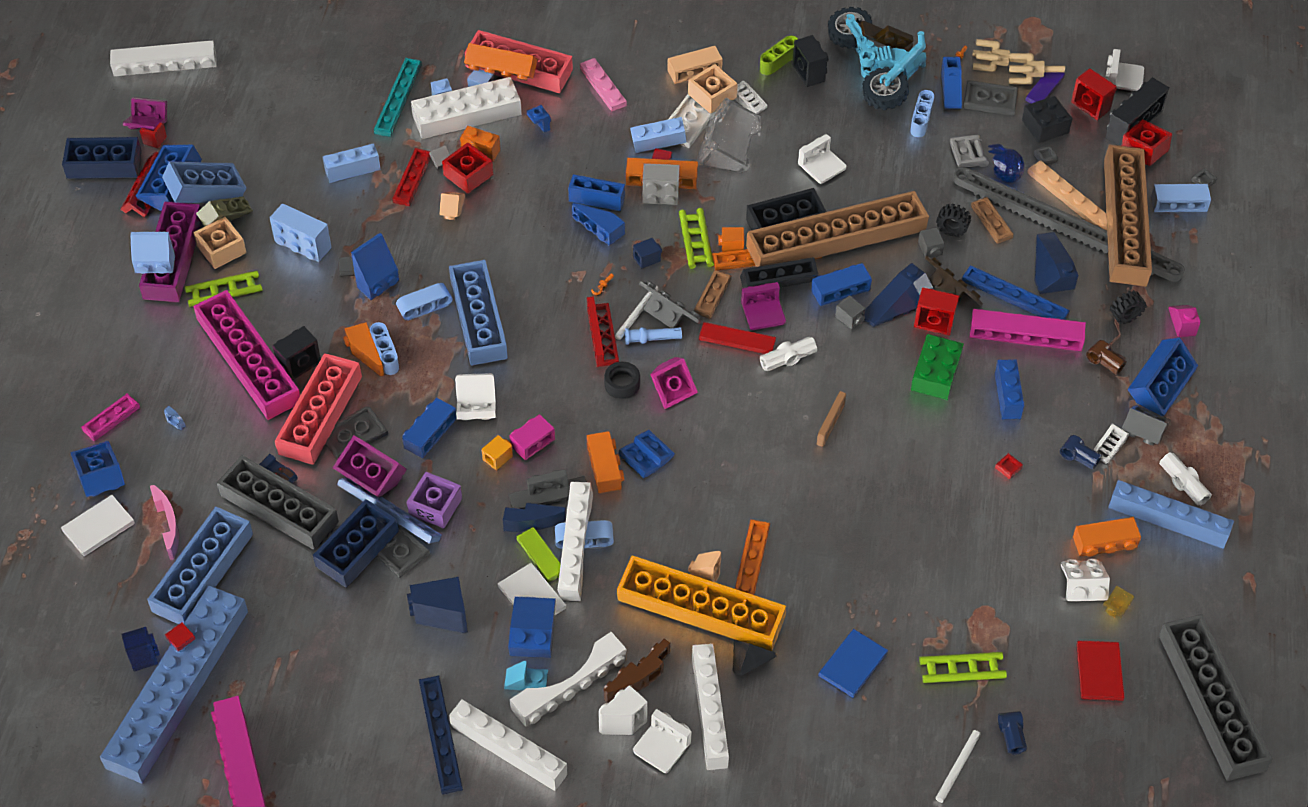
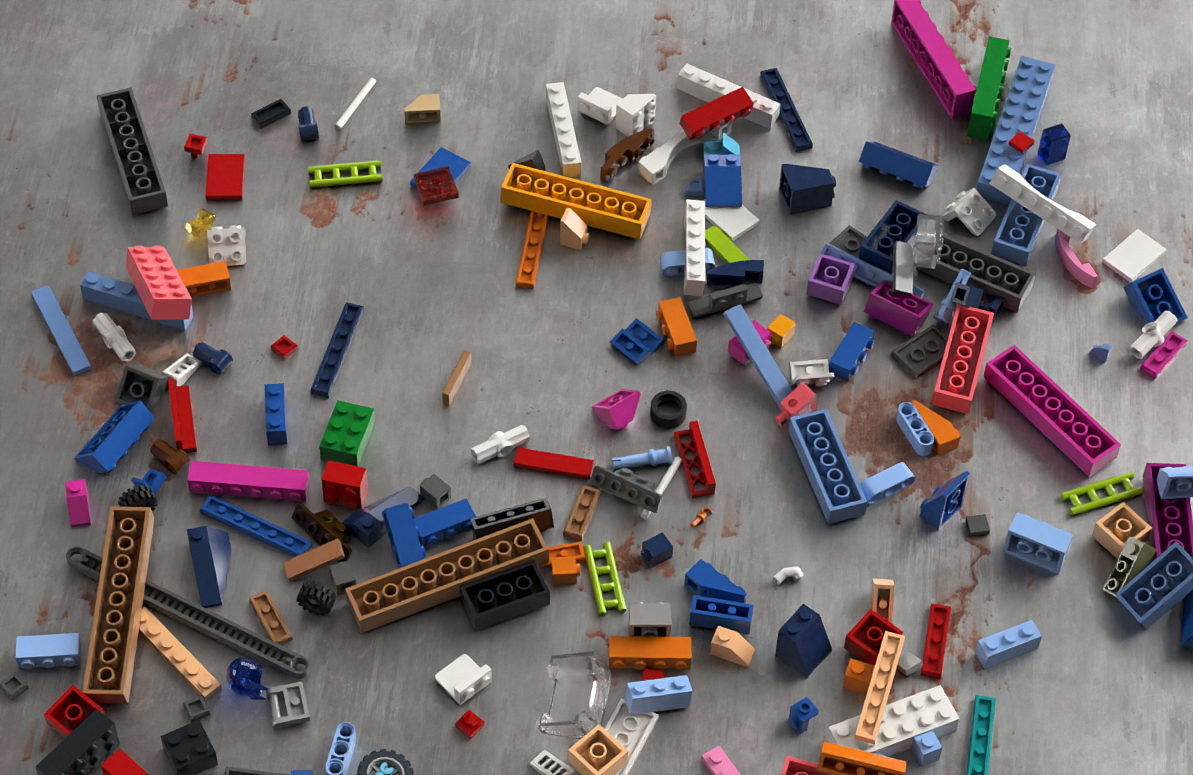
camera: 175 degrees right, 0 degrees up
(105, 431) = (1153, 334): none -> white piece
(189, 733) = (989, 88): none -> green brick
(210, 571) = (1021, 191): none -> white arch
(263, 581) = (971, 210): none -> white bracket
(297, 352) = (1000, 408): black brick -> none
(297, 457) = (967, 295): none -> dark blue brick
(316, 465) = (963, 276): none -> light blue pin
(324, 646) = (898, 163): none -> blue slope
(326, 499) = (927, 241): none -> clear brick
(357, 490) = (903, 268): none -> tile
(472, 114) = (879, 687): none -> light nougat plate
(497, 363) = (797, 403): none -> coral torso
(525, 411) = (758, 353): none -> medium blue tile
(528, 692) = (716, 113): none -> red brick
(531, 166) = (803, 641): none -> dark blue slope
(531, 233) = (787, 572): none -> white arm
(563, 632) = (695, 188): none -> medium blue tile
(593, 169) = (731, 647): none -> light nougat slope
(762, 306) = (527, 489): magenta bracket -> none
(815, 131) = (469, 724): none -> red tile
(858, 632) = (436, 186): none -> clear red plate
(874, 745) = (423, 109): none -> tan slope
(879, 262) = (403, 534): none -> blue brick
(953, 462) = (337, 350): none -> dark blue tile
(958, 254) = (314, 560): none -> nougat tile
(1058, 756) = (270, 113): none -> black tile
(1101, 394) = (182, 417): none -> red fence
(1122, 330) = (152, 478): none -> blue bracket
(1141, 704) = (195, 144): none -> red tile
(1151, 501) = (158, 283): none -> coral brick
(1243, 495) = (61, 330): none -> medium blue tile

